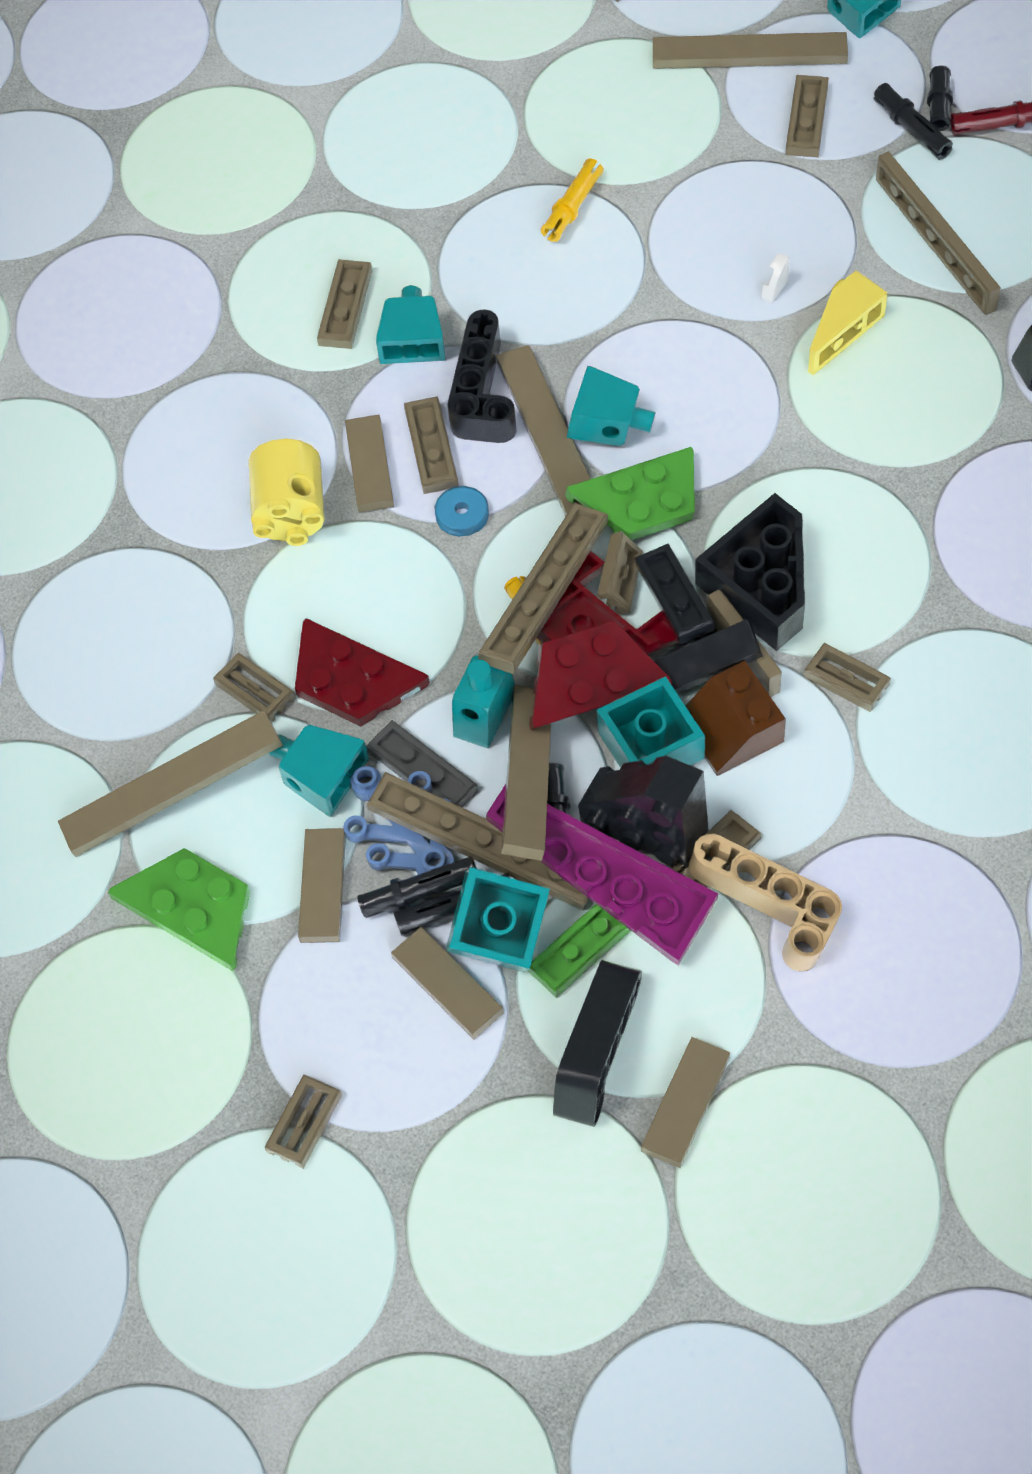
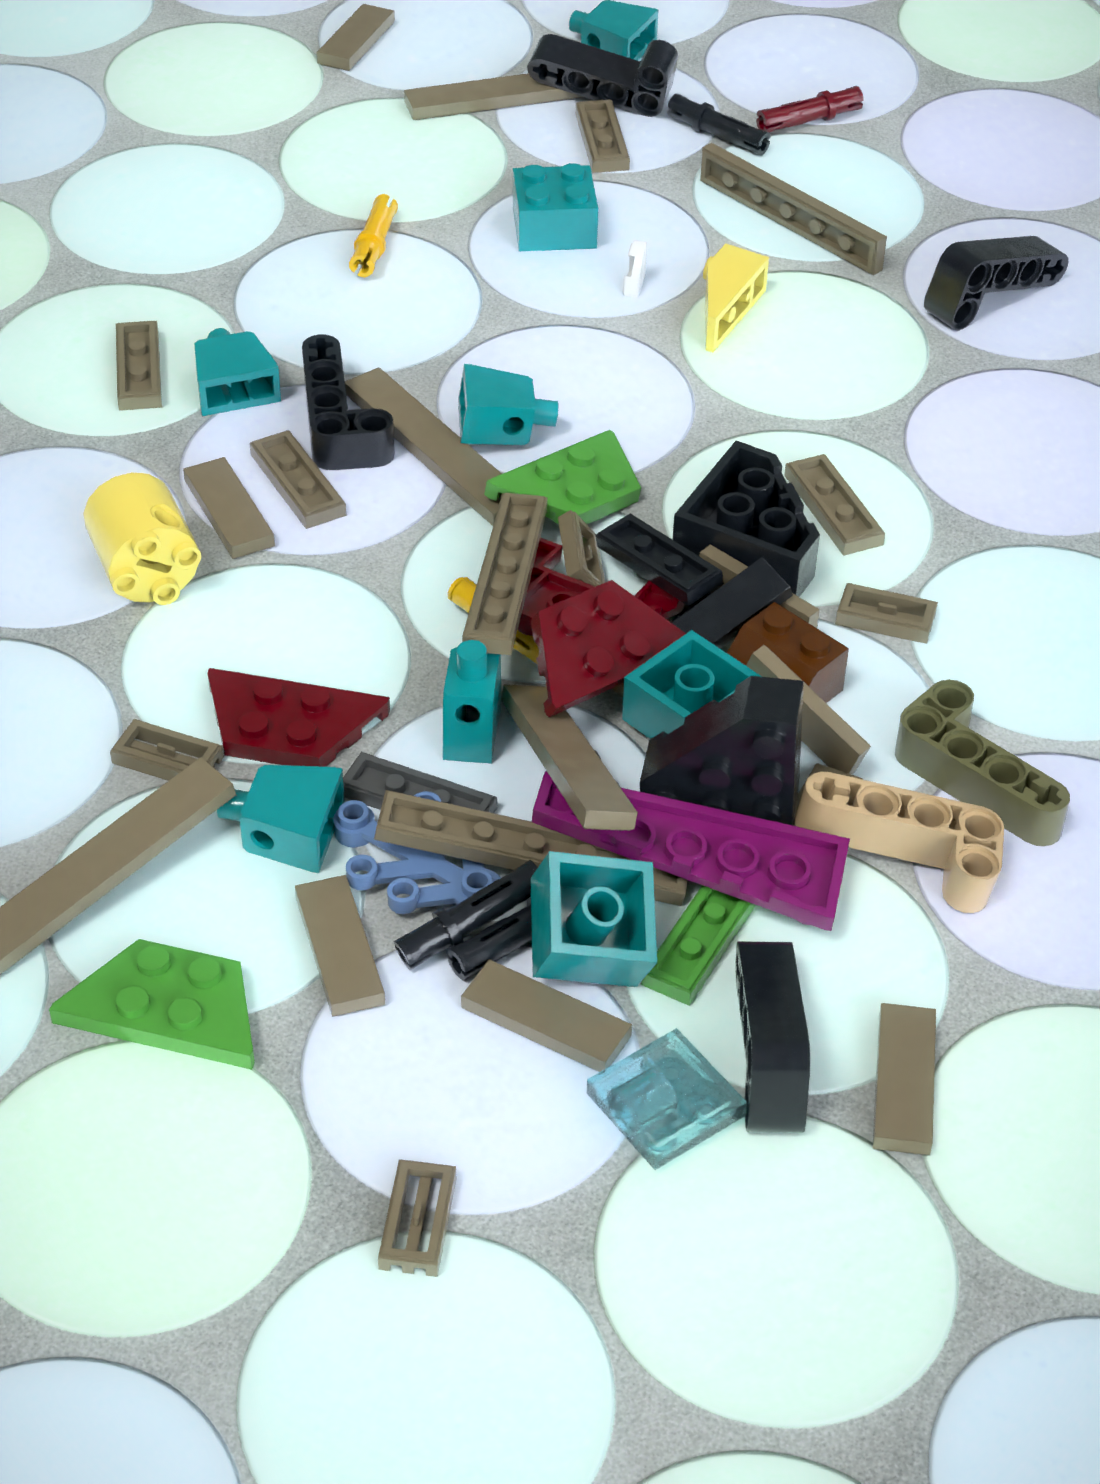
camera: 25 degrees left, 15 degrees down
(456, 499) = (375, 527): dark azure piece -> none
(504, 1074) = (666, 1098): none -> clear light blue plate
(730, 198) = (555, 208): none -> teal brick
(731, 769) = (822, 727): none -> dark tan tile
(828, 53) = (603, 75): none -> black beam
(849, 558) = (834, 504): none -> dark tan tile
(859, 849) = (945, 752): none -> olive beam
(940, 97) = (737, 100): black pin -> none

